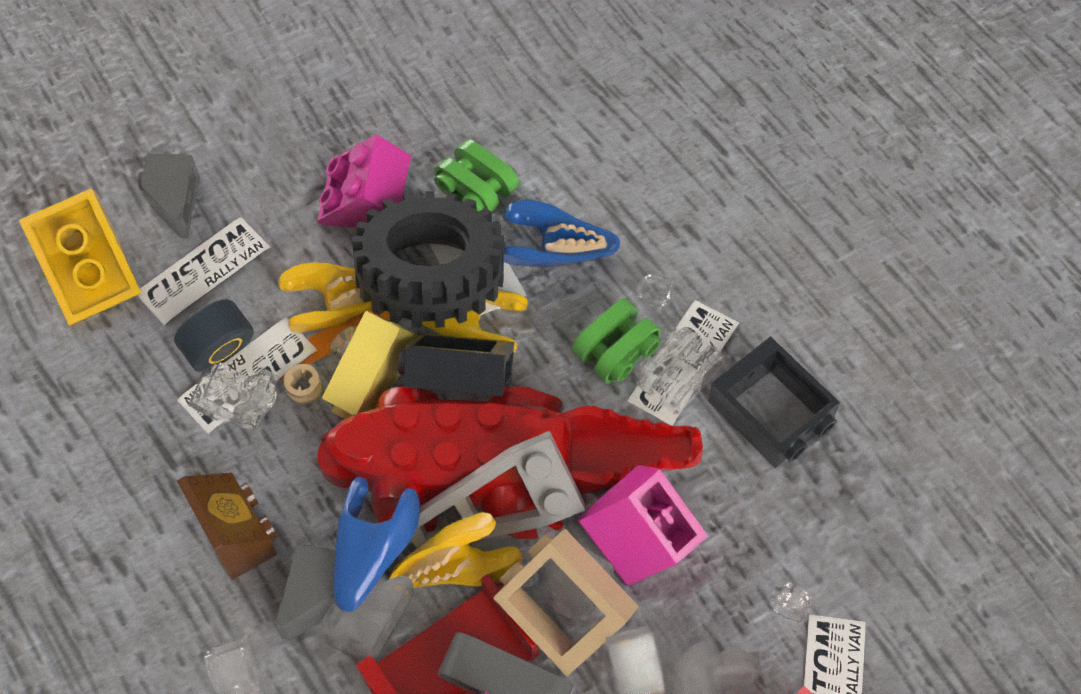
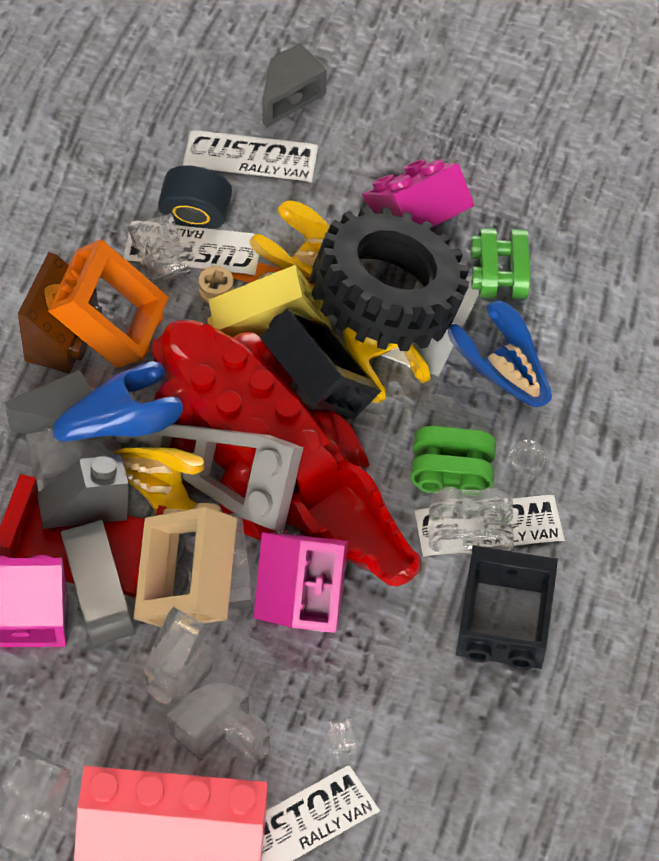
camera: 45 degrees right, 5 degrees down
(81, 256) = (182, 72): yellow slope -> none
(242, 499) = (74, 311): none -> orange window
(415, 627) = (86, 493): none -> dark grey slope

